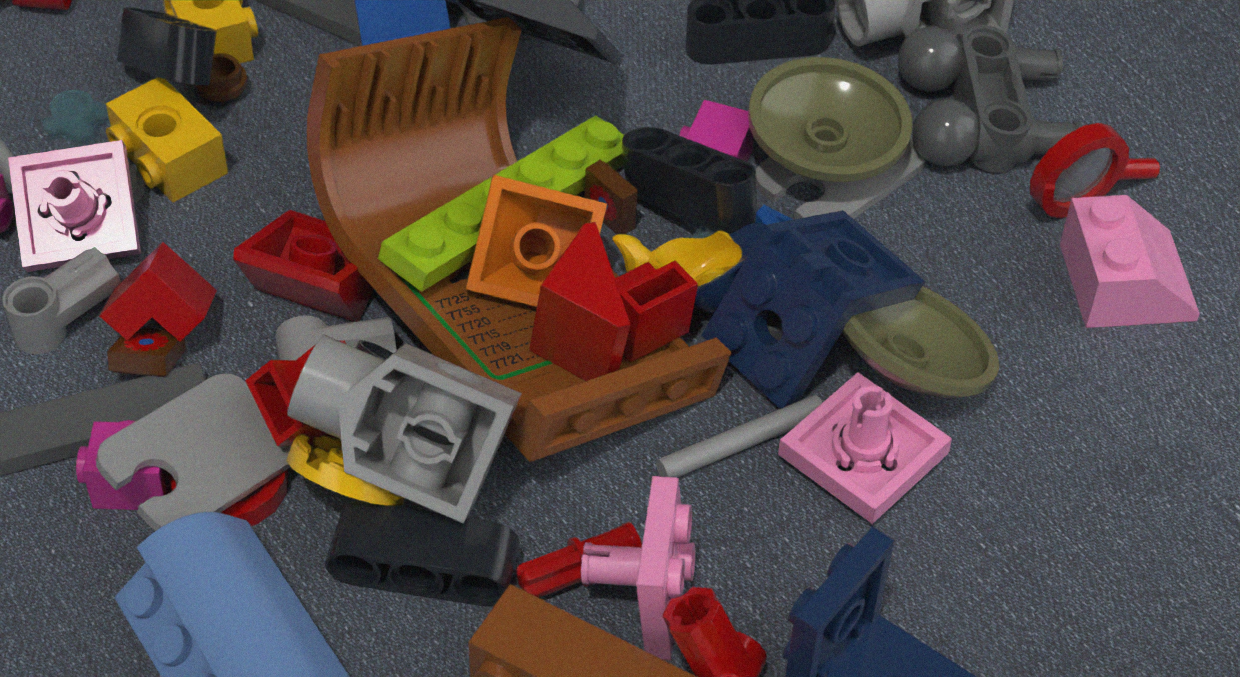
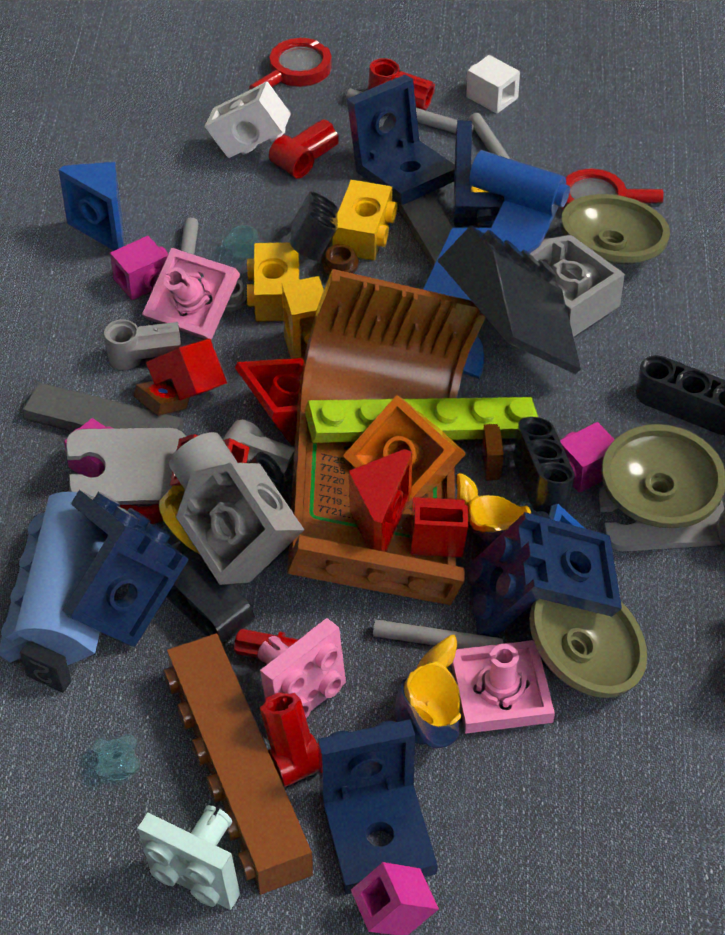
camera: 40 degrees right, 0 degrees up
(263, 159) = (300, 305): none -> yellow brick
(350, 574) = (131, 554): none -> dark blue bracket
(808, 503) = (431, 697): none -> yellow hair

